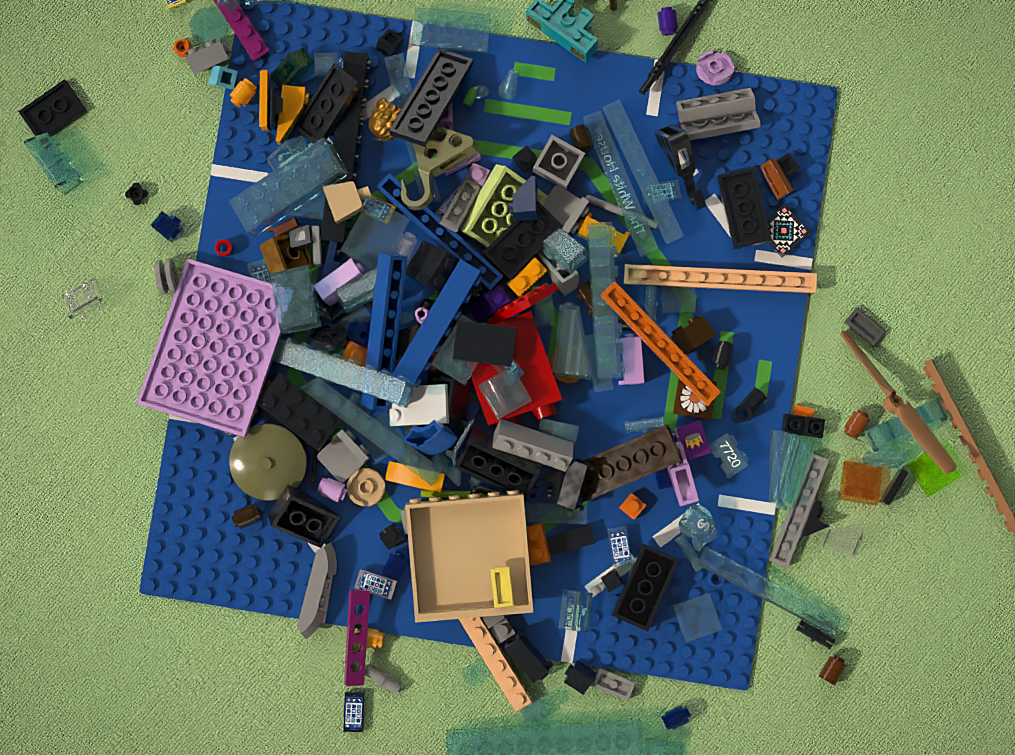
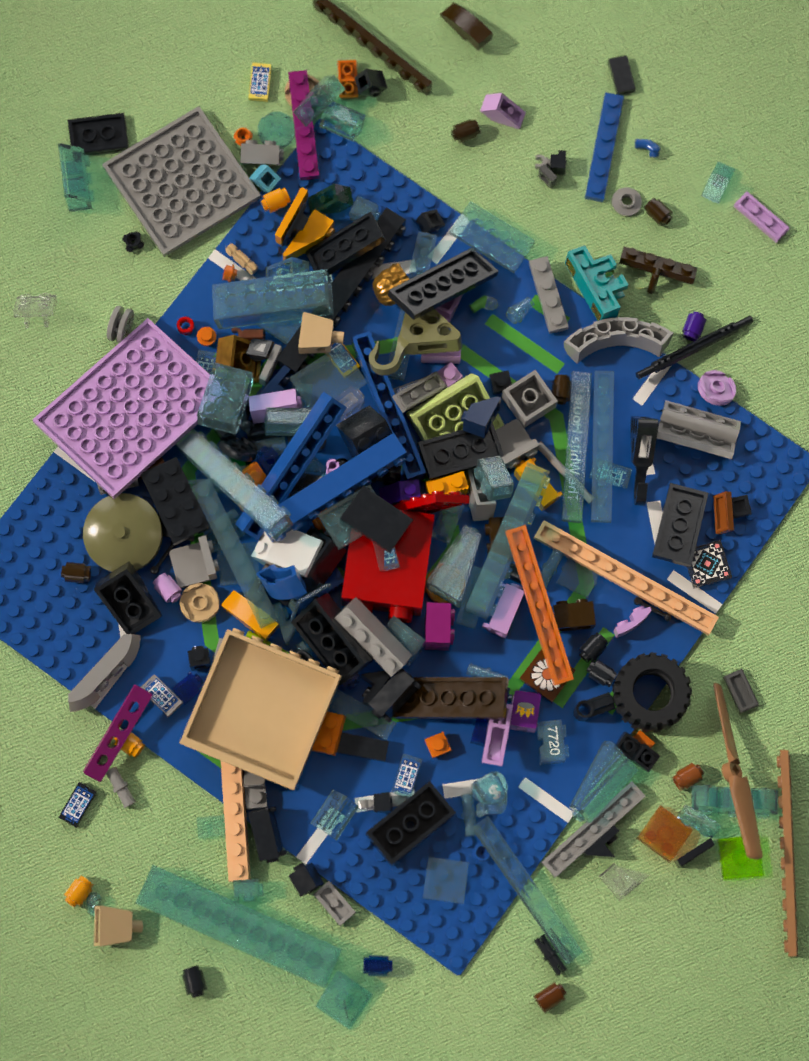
camera: 20 degrees right, 10 degrees down
(149, 116) = (181, 181): none -> light grey plate
(168, 226) = (145, 282): clear blue brick -> none
(237, 181) = (229, 273): none -> orange plate
(241, 162) = (241, 258): none -> tan axle
(247, 248) = (206, 336): none -> orange plate
(502, 587) = (276, 751): light yellow tile -> none
(505, 393) = (371, 574): clear light blue brick -> none
(526, 57) = (548, 294): none -> light grey plate
(582, 405) = (438, 626): none -> magenta brick
(604, 61) = (617, 332): none -> light grey brick
(739, 293) = (638, 601): none -> black hinge
(740, 373) = (601, 673): none -> black brick
(747, 310) = (637, 617): none -> lavender slope
(817, 361) = (666, 670): none -> black tyre

